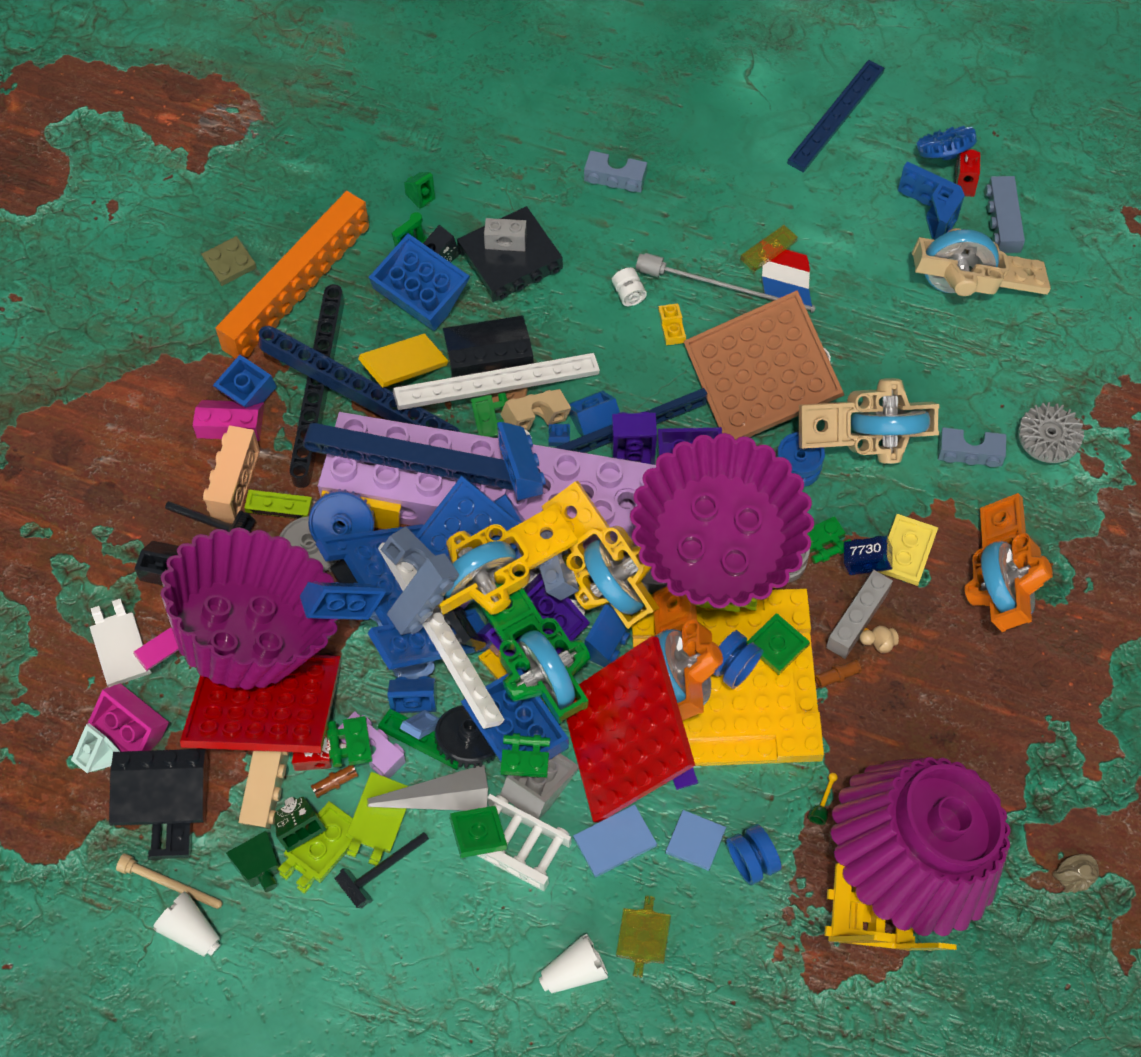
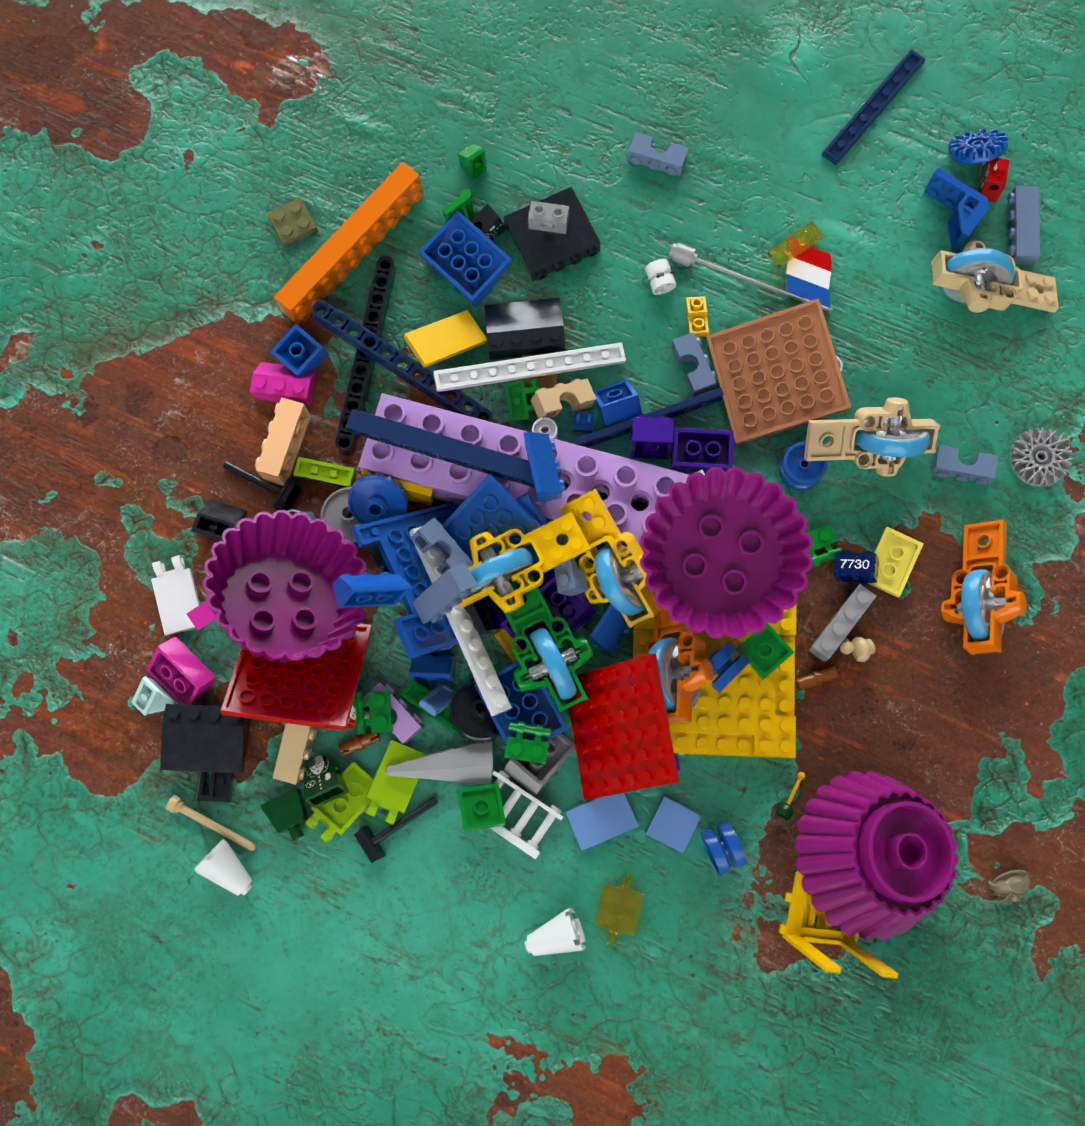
camera: 10 degrees right, 15 degrees up
(666, 355) = (689, 349): none -> sand blue arch

